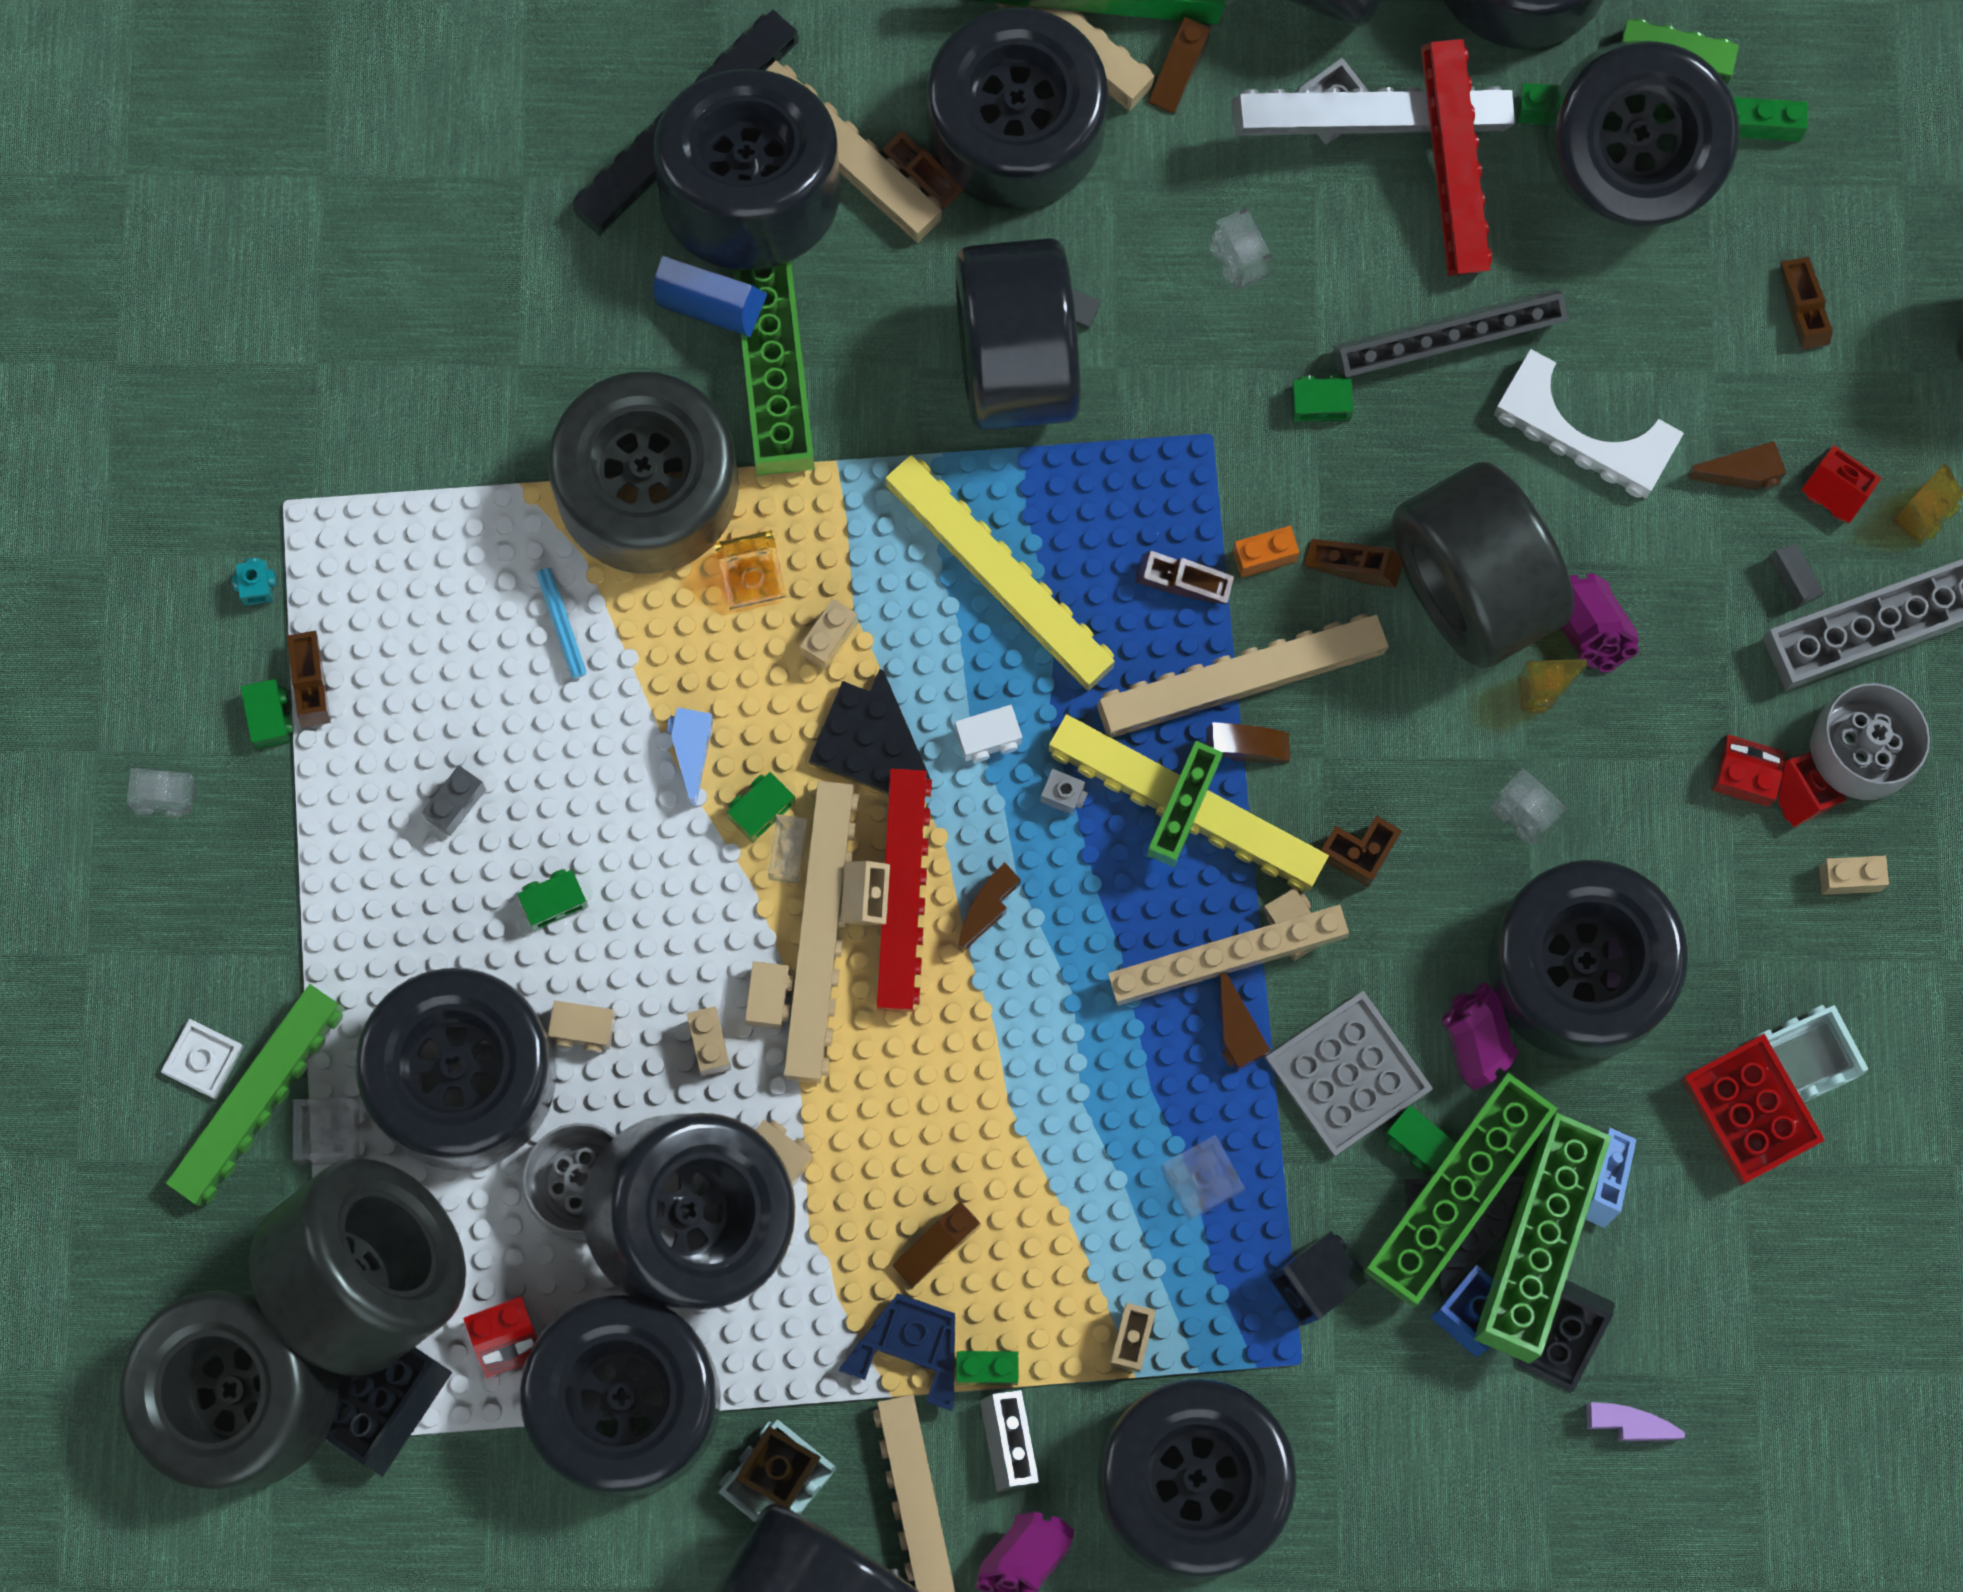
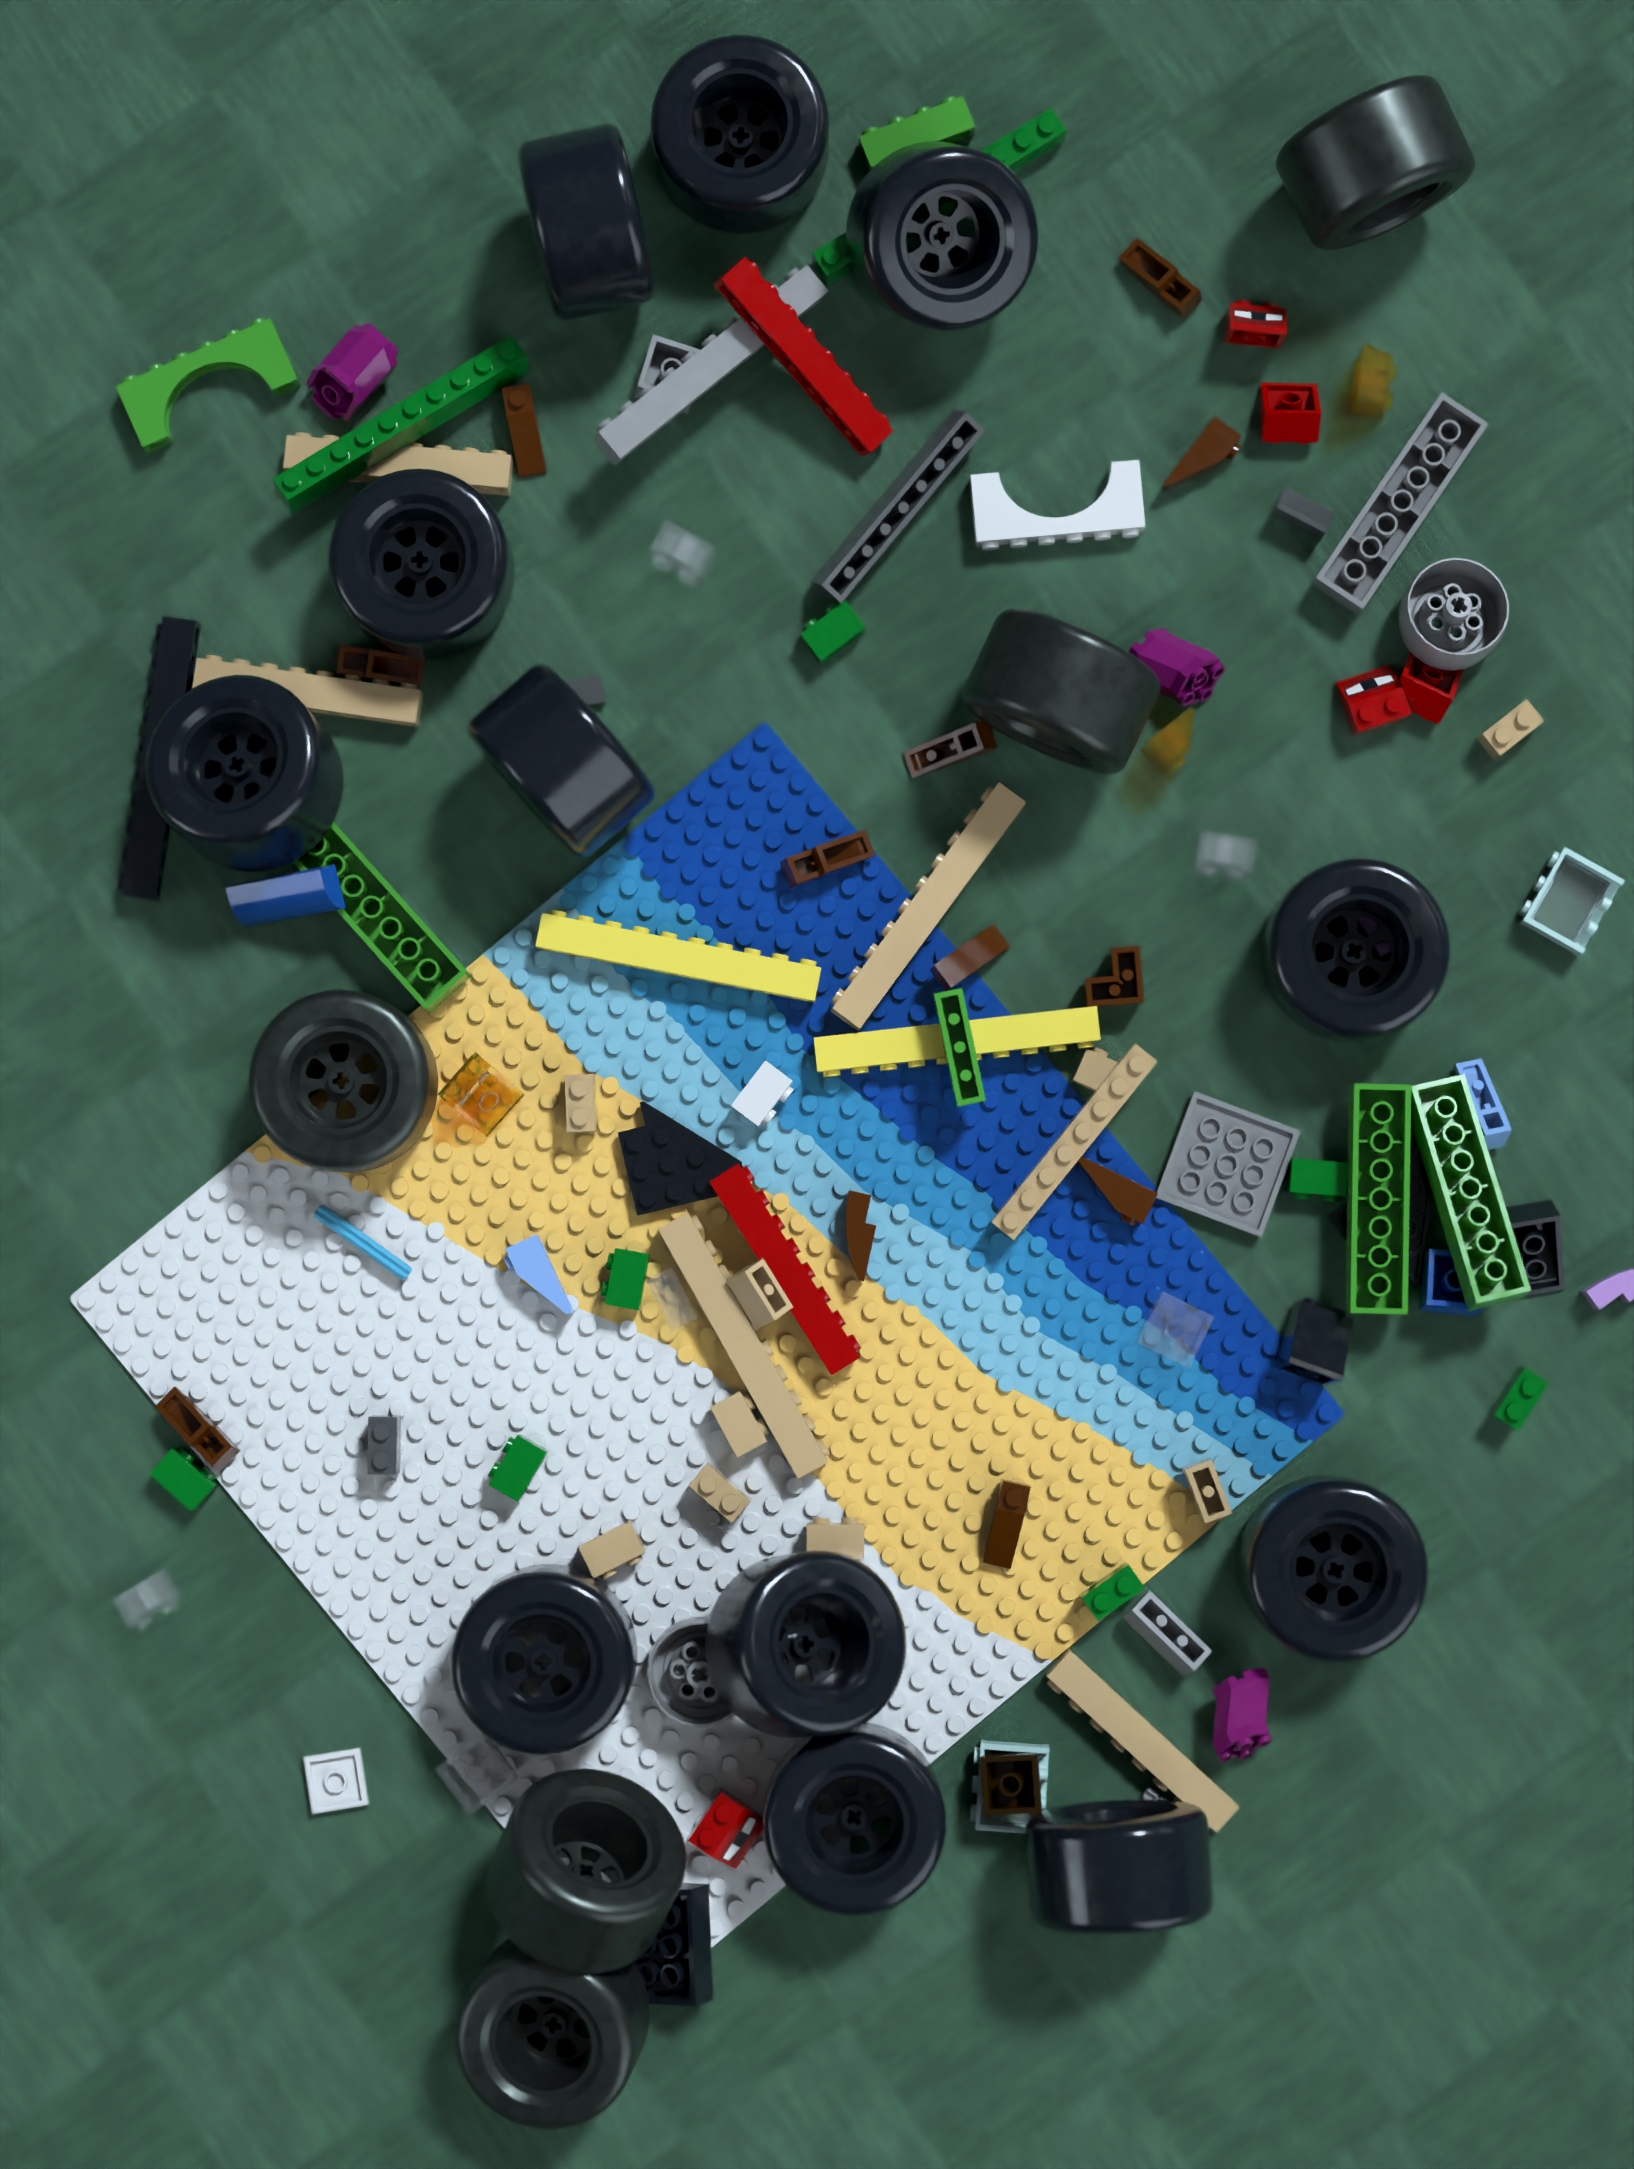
camera: 30 degrees left, 10 degrees up
(254, 581) = (105, 1385): teal brick -> none
(256, 1096) = (401, 1781): bright green brick -> none
(914, 1334) = (1037, 1604): dark blue wing -> none
(1064, 792) = (854, 1099): light grey brick -> none
(1265, 551) = (875, 790): orange brick -> none
(1466, 1456) = (1518, 1398): none -> green brick
(1479, 1036) = (1309, 1066): magenta brick -> none
(1752, 1109) = (1557, 975): red slope -> none
(1860, 392) = (1255, 324): none -> red slope

